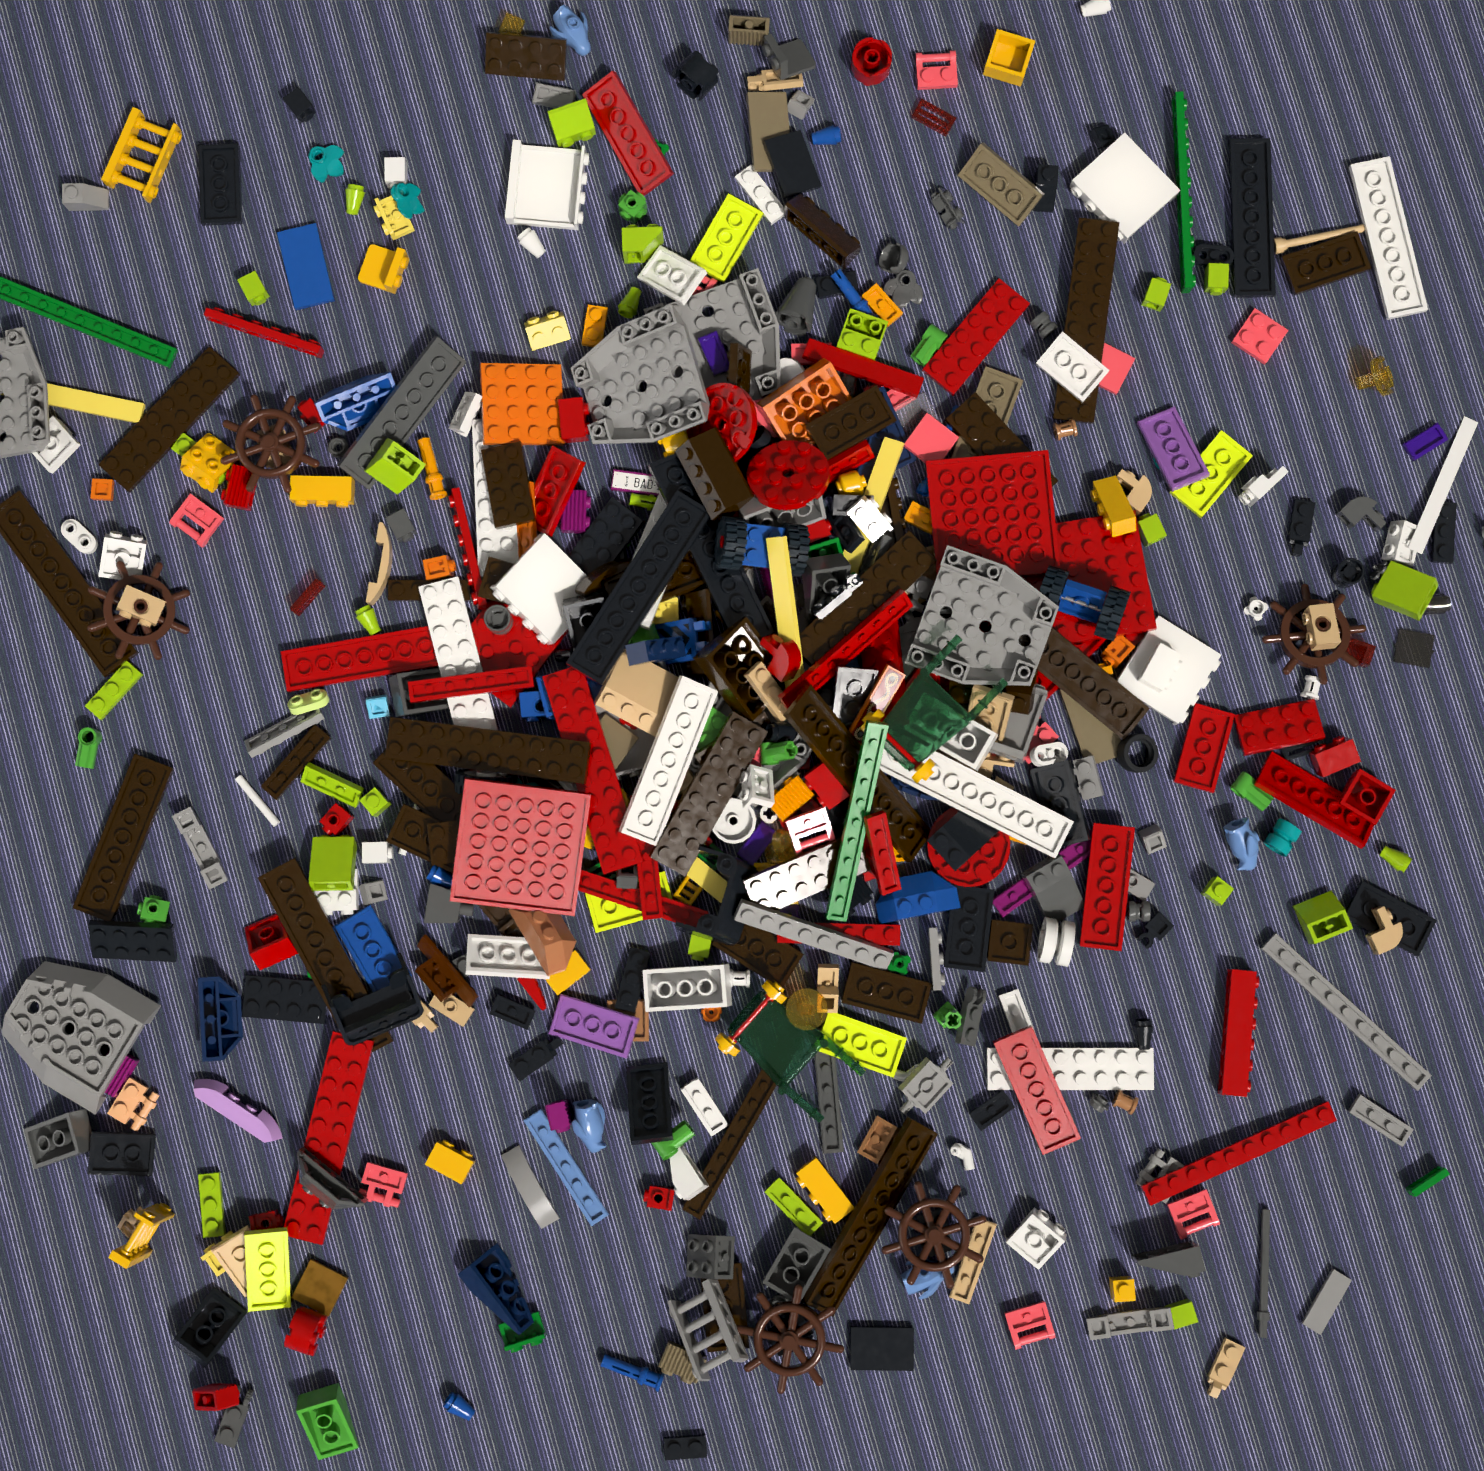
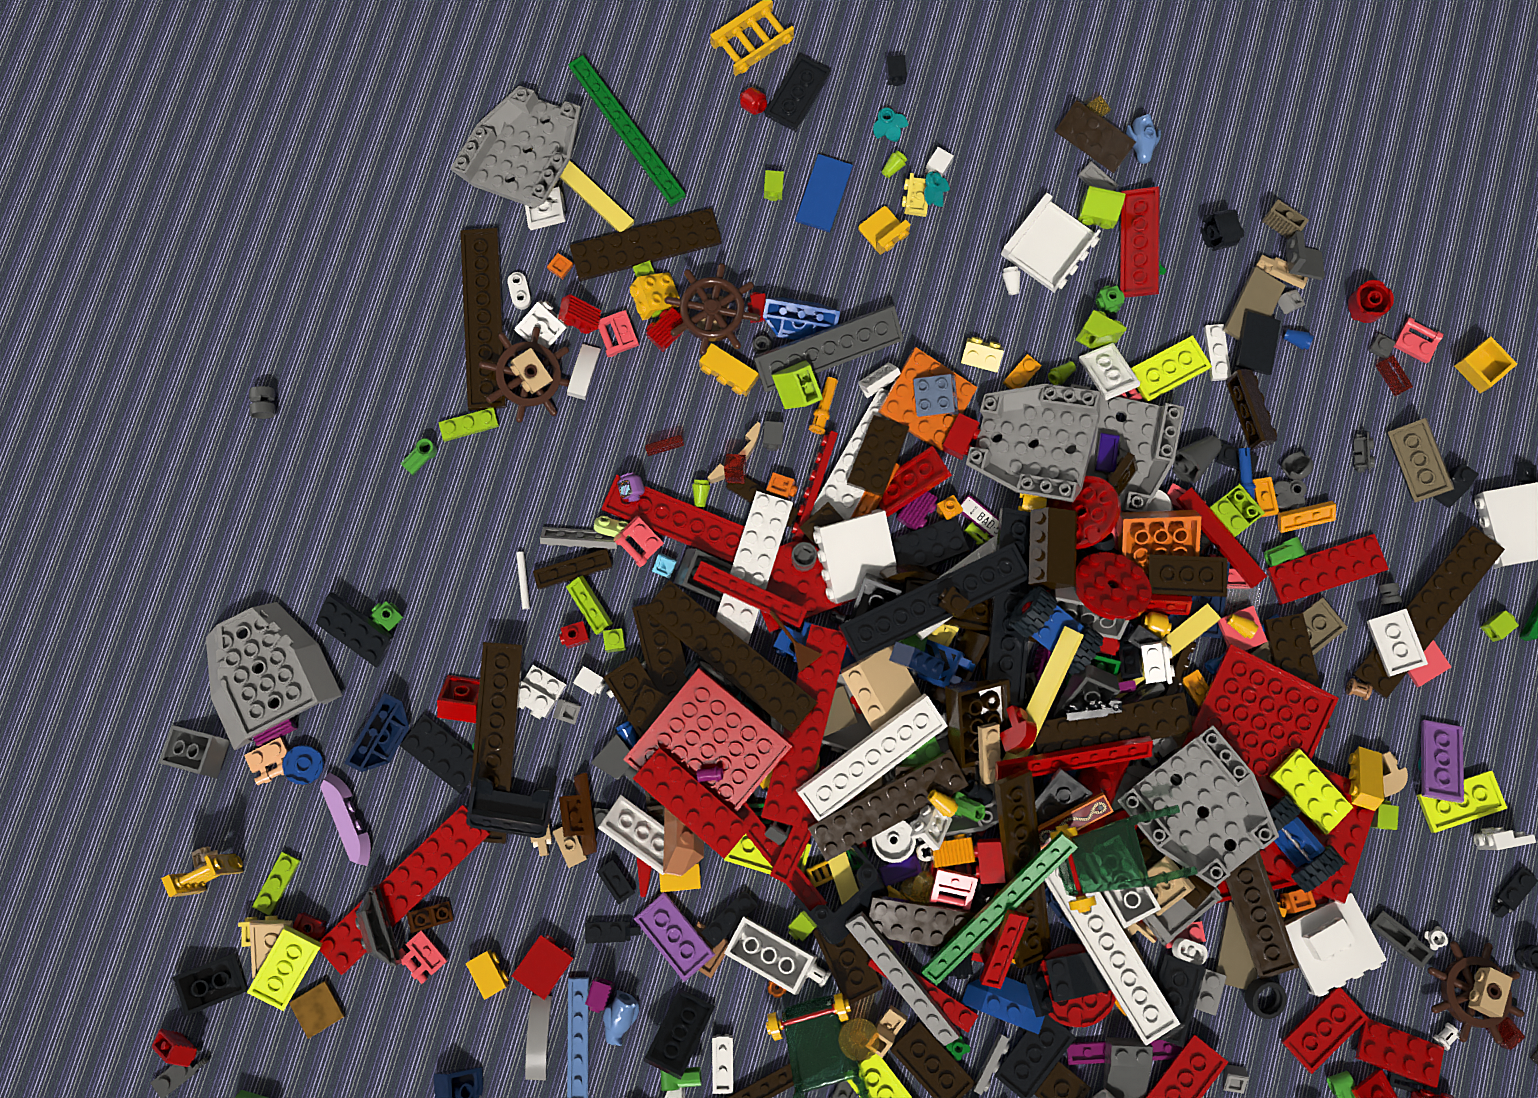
camera: 30 degrees right, 5 degrees down
(84, 197) = (689, 41): light grey slope -> none
(121, 1153) = (233, 795): black tile -> none
(123, 838) = (400, 544): dark brown plate -> none
(150, 524) = (579, 314): none -> red brick
(166, 1088) = (302, 765): none -> blue tile
(183, 218) = (753, 101): none -> red head
(189, 575) = (583, 372): none -> white slope
(201, 847) = (455, 589): light grey slope -> none
(256, 329) = (756, 217): red plate -> none
(301, 654) = (631, 486): none -> medium lavender head
(305, 1330) = (281, 1039): red brick -> none
(333, 863) = (549, 668): lime brick -> none
(340, 692) = (643, 537): none -> coral plate
(367, 1146) = (429, 917): none -> reddish brown slope
(370, 947) = (536, 755): blue tile -> none
(386, 578) = (735, 468): none -> clear red panel
(495, 1124) = (543, 966): none -> red brick
(527, 397) = (936, 395): none -> sand blue bracket
(533, 900) = (691, 803): none -> red plate
(534, 865) = (710, 774): none -> magenta pin
(553, 708) = (804, 655): none -> reddish brown piece
(602, 493) = (949, 508): none -> light orange bracket
(654, 578) = (953, 602): none -> dark brown bracket
(755, 761) = (944, 804): none -> yellow cone
(856, 557) = (1128, 686): none -> magenta tile
(907, 96) = (1382, 346): none -> dark grey plate
(927, 437) = (1243, 626): none -> yellow cone
(929, 300) = (1306, 516): none -> light orange plate
(939, 873) = (1039, 994): none -> black plate
(1071, 548) = (1311, 791): none -> neon yellow plate
(1227, 629) = (1402, 940): none -> dark grey slope

